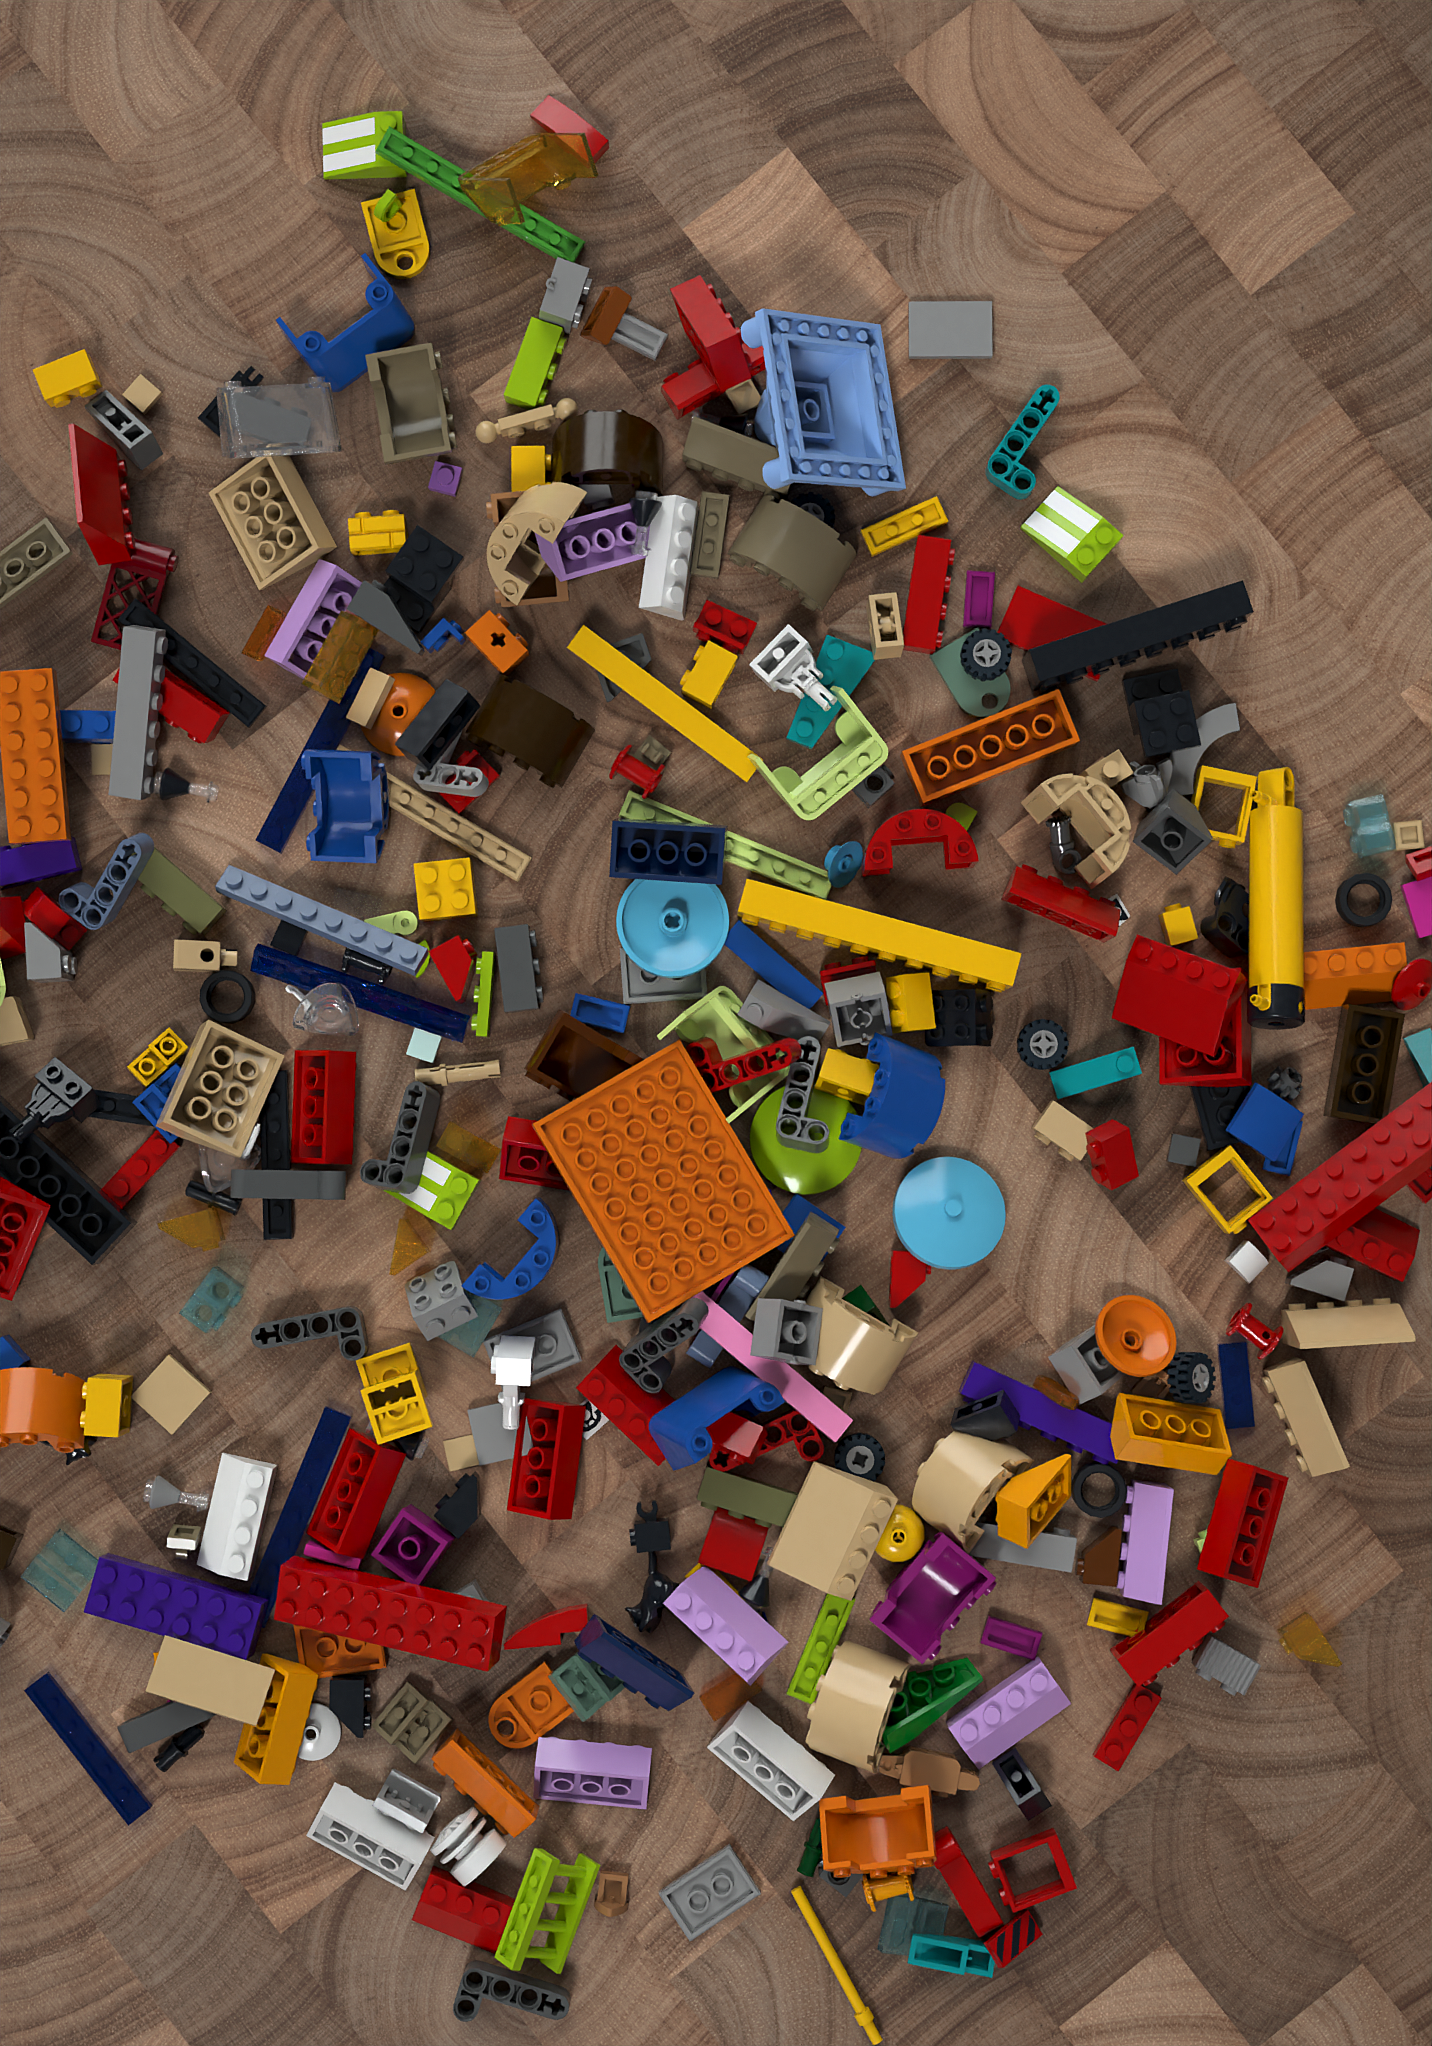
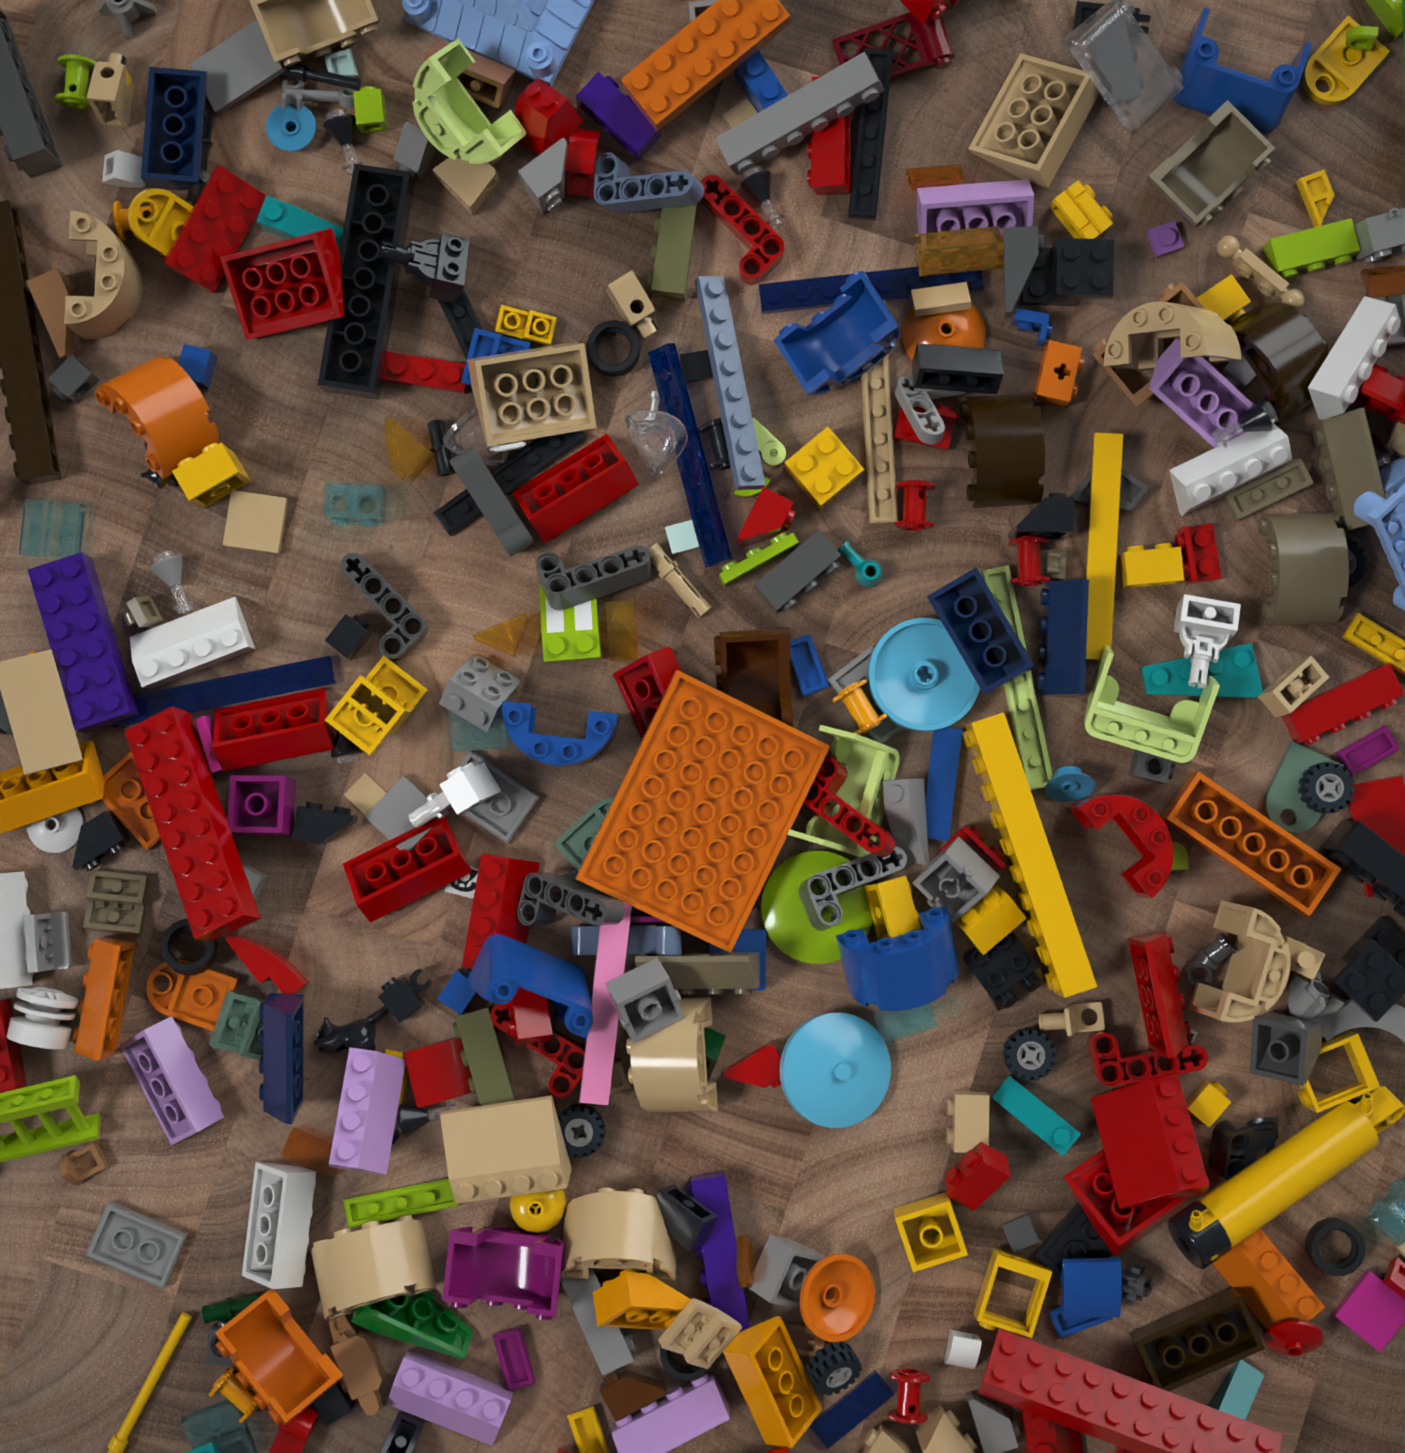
camera: 60 degrees right, 0 degrees up
(193, 824) = (737, 224): none -> red beam
(320, 1378) = (349, 636): none -> black brick
(493, 329) = (1316, 194): none -> yellow tile
(494, 1706) = (186, 968): none -> black tyre
(527, 835) = (914, 505): none -> red hose
(546, 912) = (861, 566): none -> teal bar
(612, 734) = (1049, 519): none -> black slope
(646, 395) = (1353, 356): none -> white slope
(664, 993) = (859, 707): none -> light orange hose
(677, 1483) = (457, 992): none -> blue brick
(720, 787) = (1063, 638): none -> dark blue slope
(947, 1130) = (898, 1024): none -> clear light blue brick
(948, 1812) = (333, 1404): none -> black brick
(1036, 990) = (1072, 1020): none -> tan bracket
(1089, 1468) = (700, 1333): none -> tan slope
(1109, 949) = (1148, 1058): none -> red beam
(1132, 1223) = (930, 1232): none -> yellow brick

